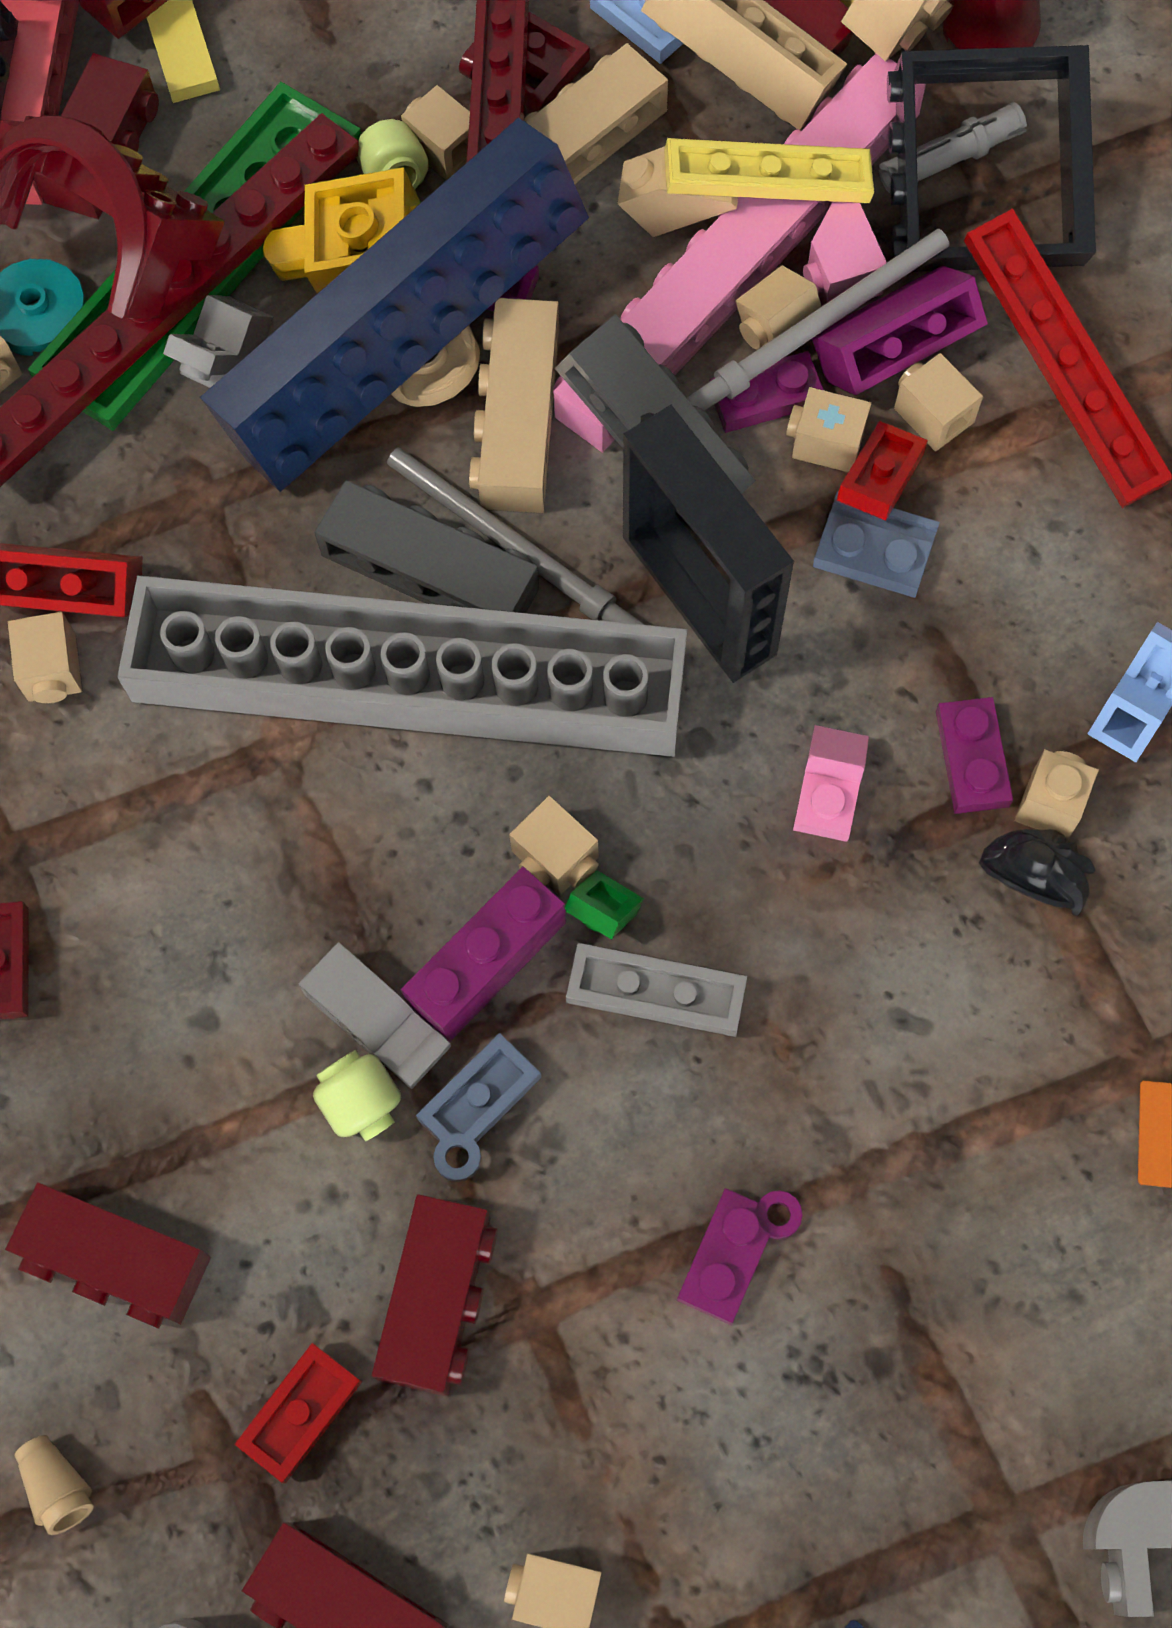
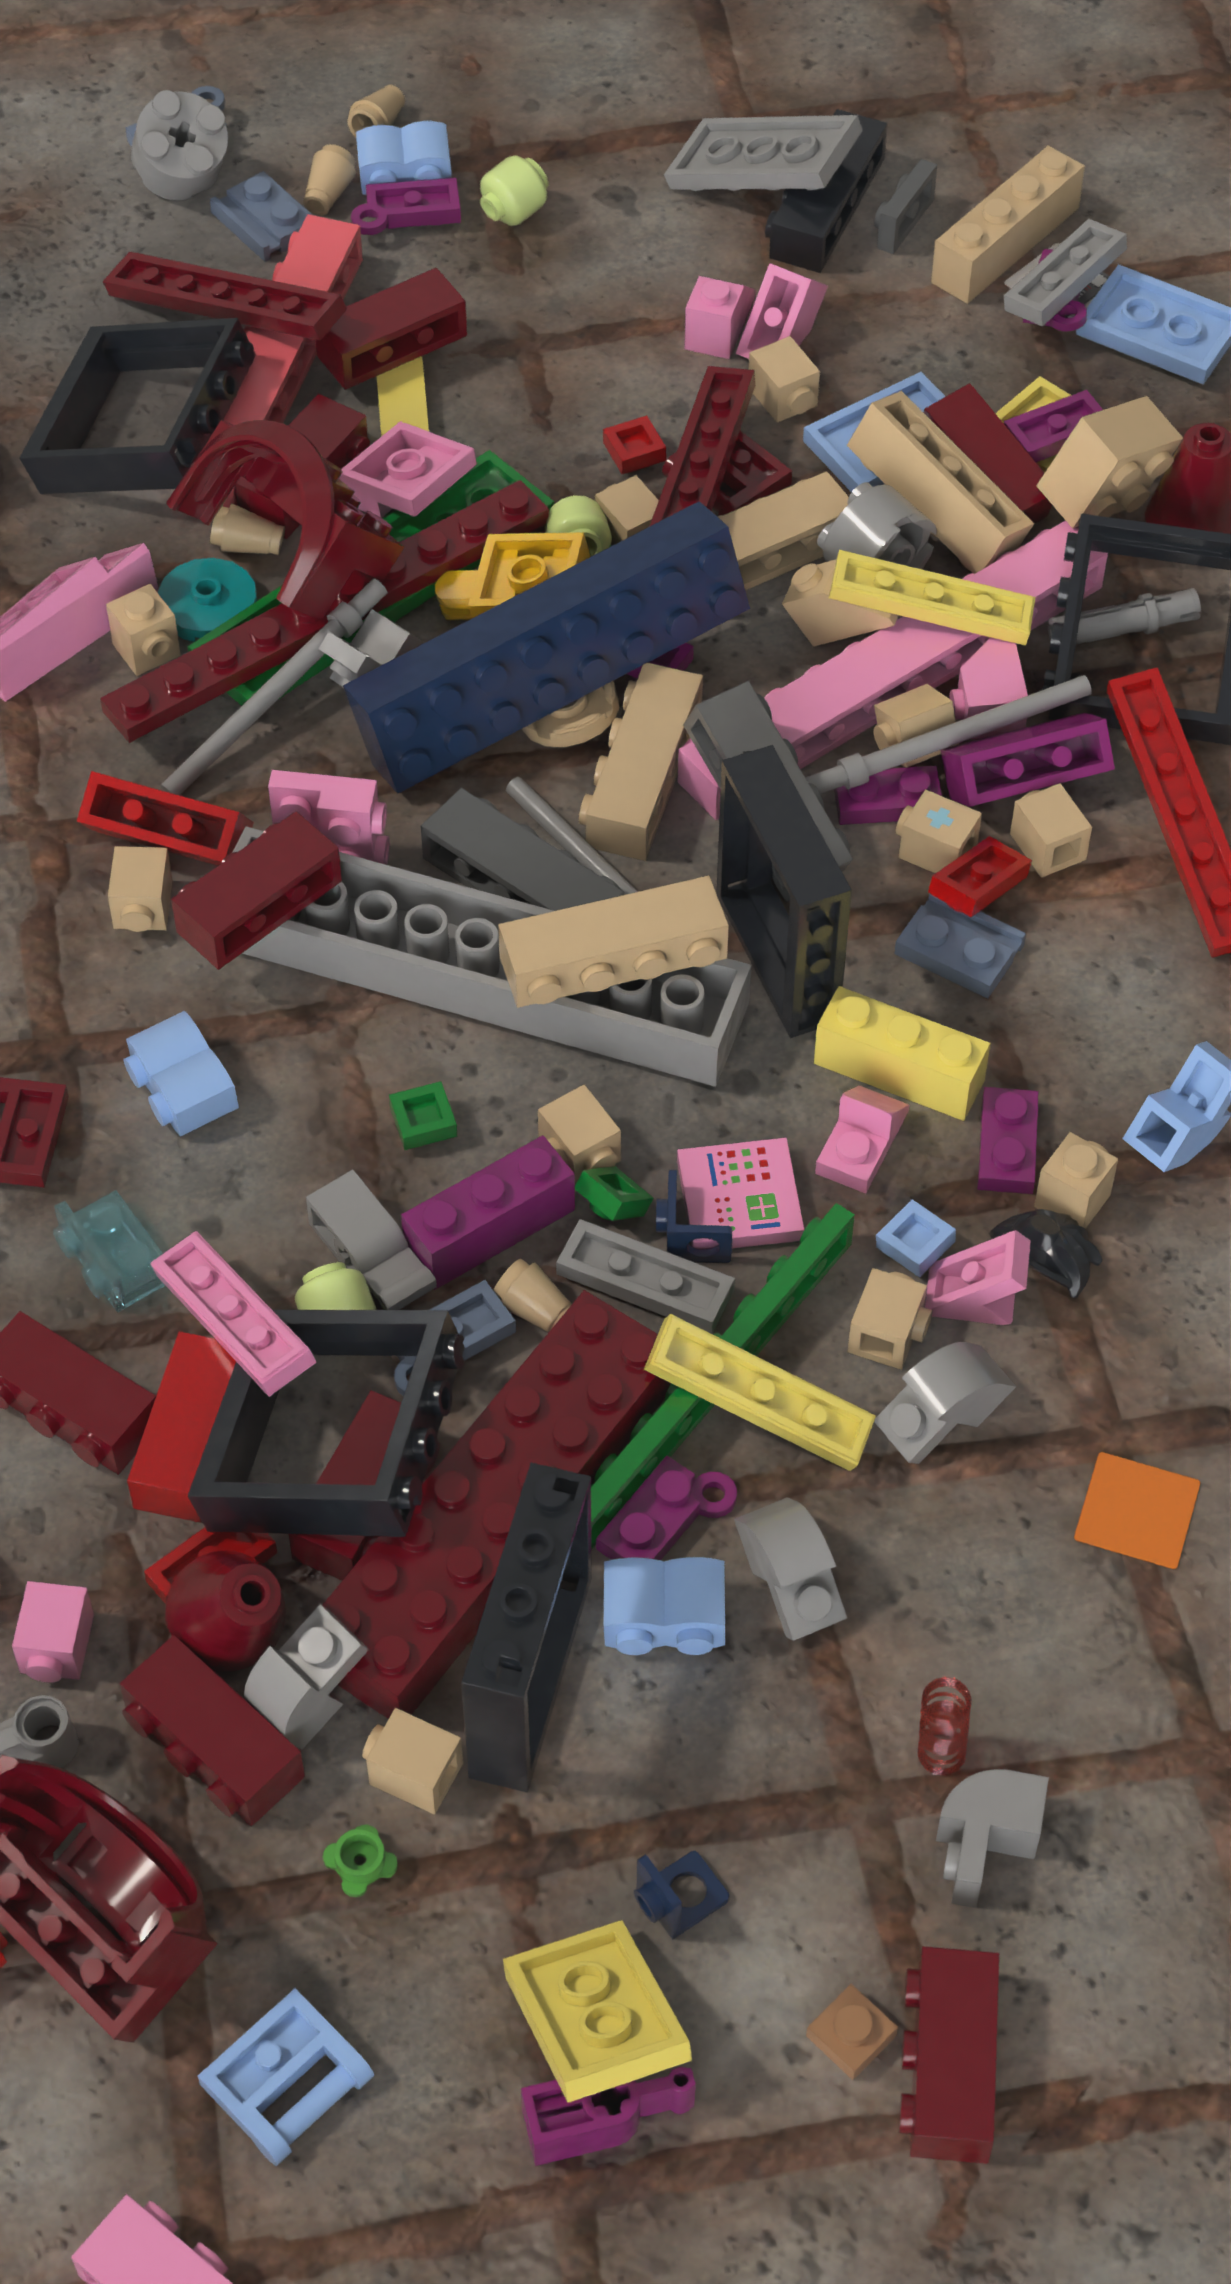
camera: 10 degrees right, 15 degrees down
(55, 223) = (245, 532): none -> tan cone
(116, 1073) = (111, 1249): none -> clear light blue bracket
(137, 861) = (181, 1074): none -> light blue brick
(157, 1534) = (53, 1631): none -> bright pink brick
(166, 654) = (256, 889): none -> dark red brick
(180, 315) = (342, 622): none -> light grey bar
(202, 124) = (406, 470): none -> bright pink plate
(221, 542) = (337, 806): none -> bright pink plate
(243, 1265) = (180, 1426): none -> red brick
(257, 1142) = (233, 1313): none -> bright pink tile
(295, 1251) = (383, 1509): none -> black window
(330, 1473) = (226, 1609): none -> dark red cone
(392, 855) = (423, 1115): none -> green plate
(424, 46) = (634, 444): none -> red plate
(429, 1540) = (296, 1682): none -> light grey brick
(546, 640) = (613, 941): none -> tan brick
(554, 1039) = (531, 1295): none -> tan cone
(565, 1292) = (426, 1592): none -> dark red brick
(649, 1451) = (527, 1628): none -> black window
(689, 944) = (680, 1235): none -> dark blue bracket
(695, 103) = (879, 526): none -> light grey brick
(727, 874) = (742, 1188): none -> bright pink tile
(734, 1115) = (752, 1328): none -> green plate
(763, 1360) = (664, 1604): none -> light blue brick
(804, 1107) = (760, 1392): none -> light yellow tile
(852, 686) = (901, 1053): none -> light yellow brick
(879, 1287) = (796, 1562): none -> light grey brick
(909, 985) = (889, 1318): none -> tan brick
(912, 888) = (915, 1238): none -> light blue plate
(984, 1069) = (941, 1391): none -> light grey brick
(987, 925) = (980, 1281): none -> bright pink slope
(1098, 1453) = (948, 1726): none -> clear red piece

